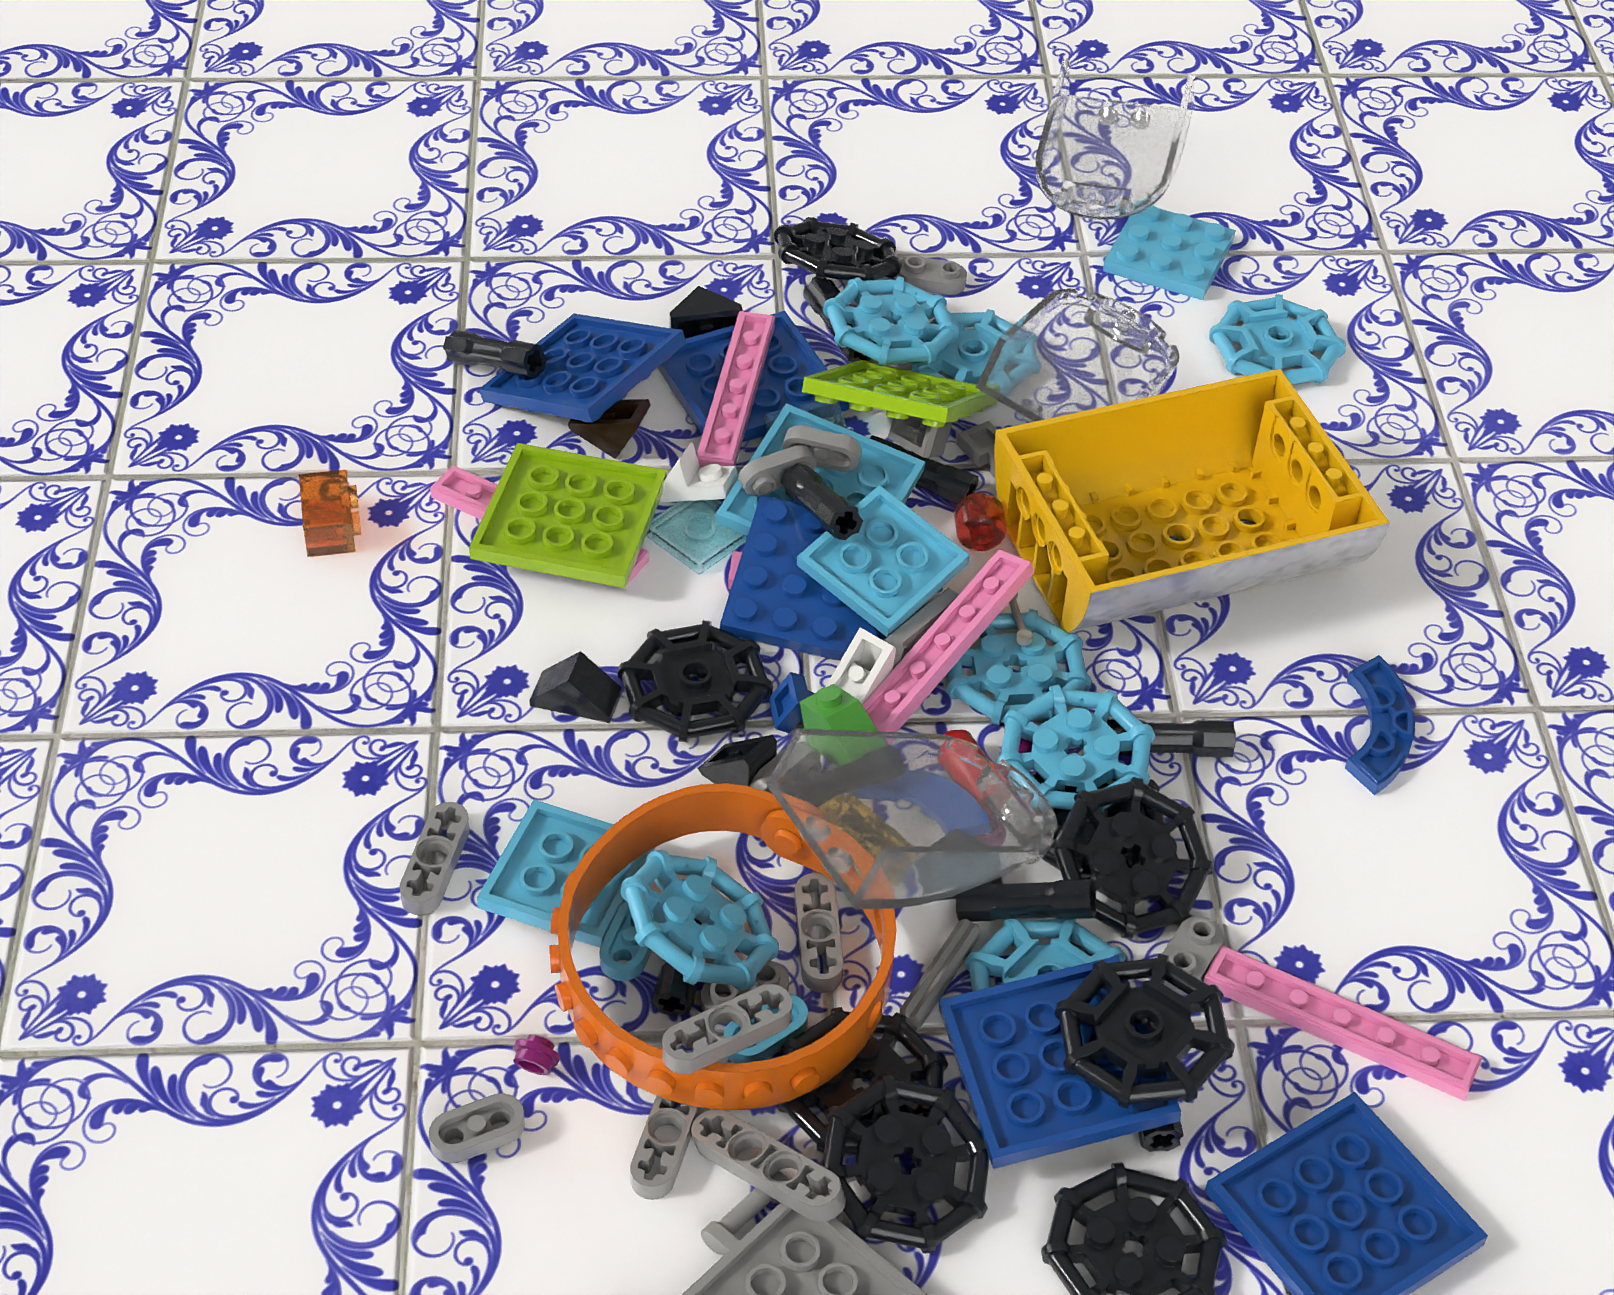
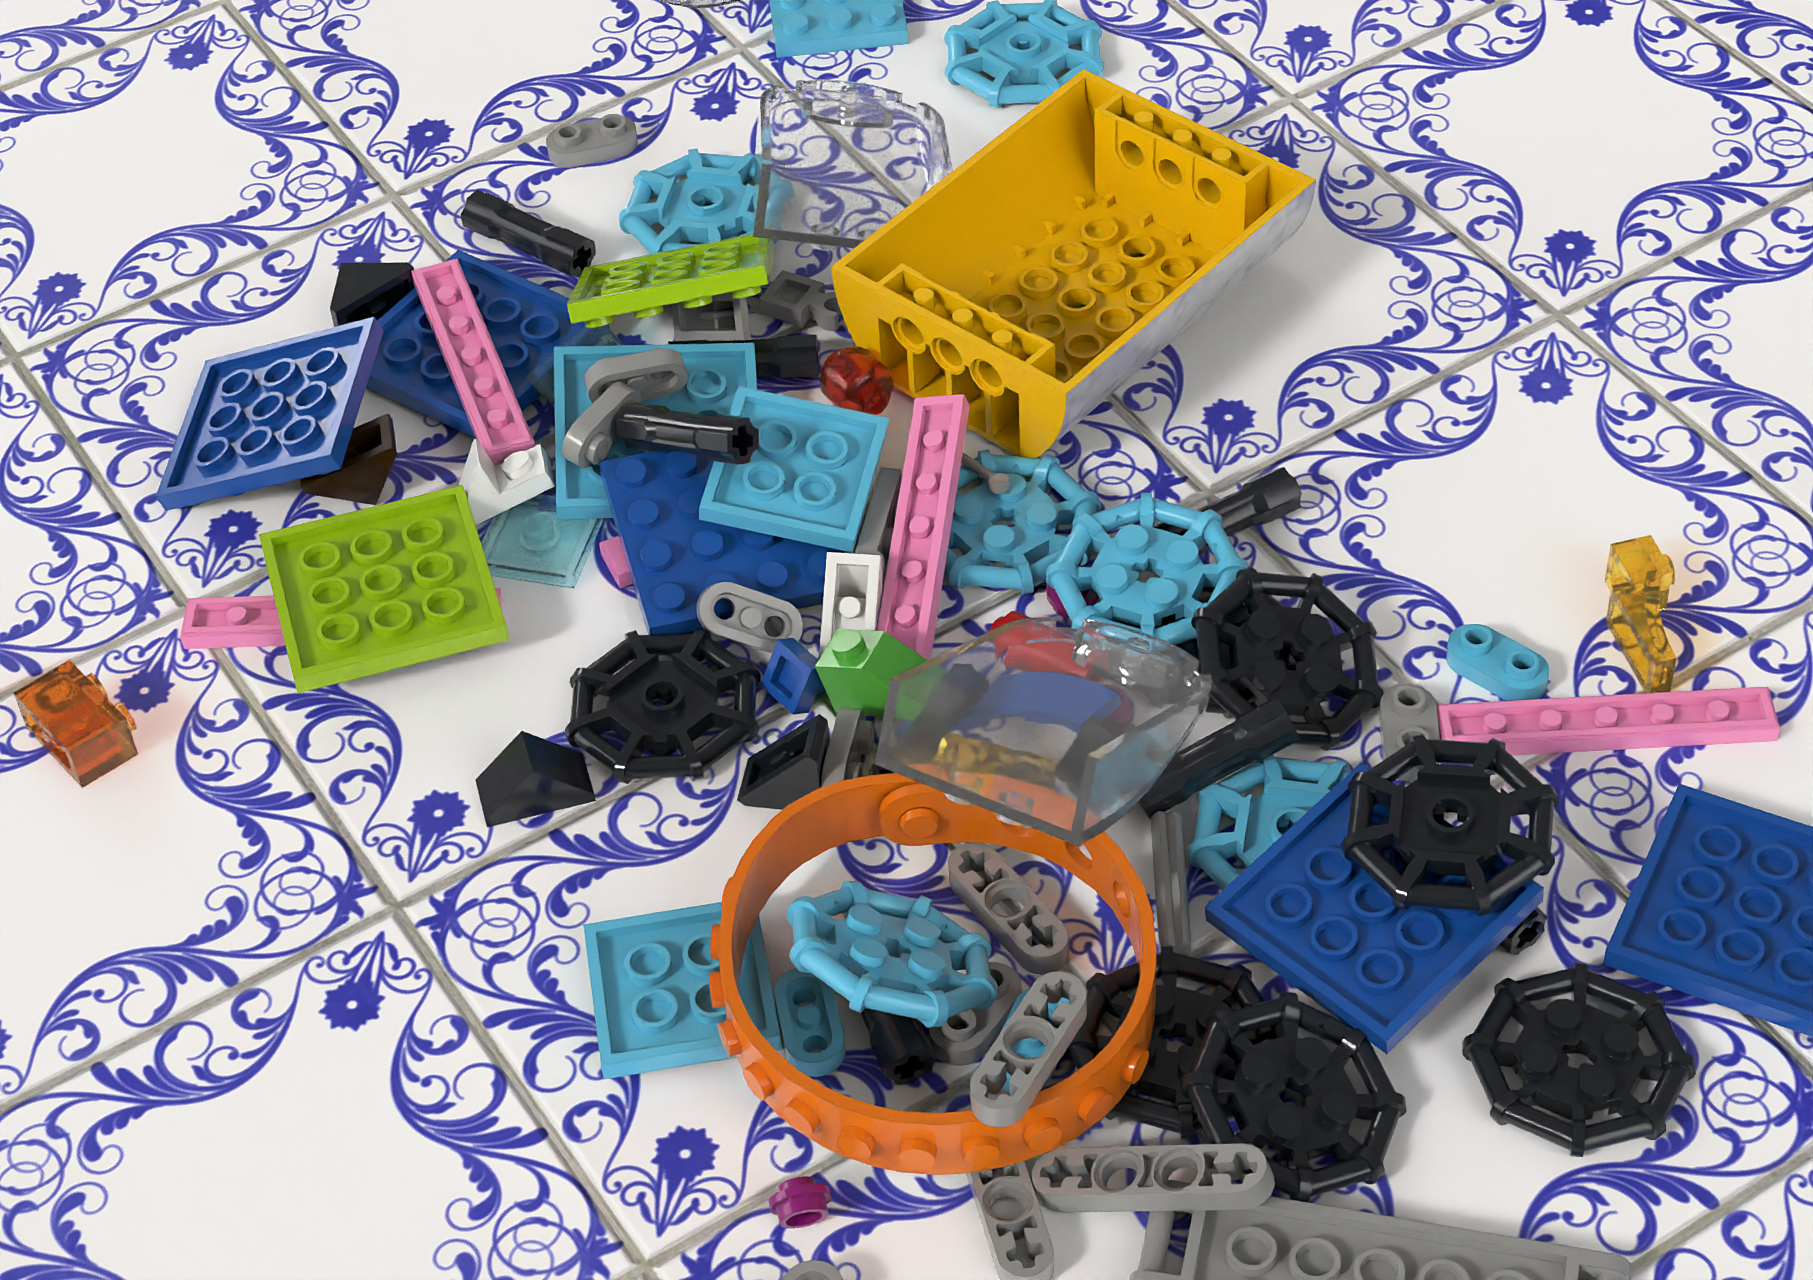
camera: 25 degrees left, 0 degrees up
(439, 874) = (504, 1071): light grey beam -> none
(513, 356) = (180, 438): black axle -> none
(789, 648) = (748, 616): none -> light grey plate
(837, 250) = (471, 157): black plate -> none
(874, 317) = (597, 204): medium azure plate -> none
(1289, 935) = (1494, 662): none -> medium azure plate
(1390, 725) = (1430, 397): blue tile -> none
(1426, 947) = (1639, 589): none -> clear yellow slope

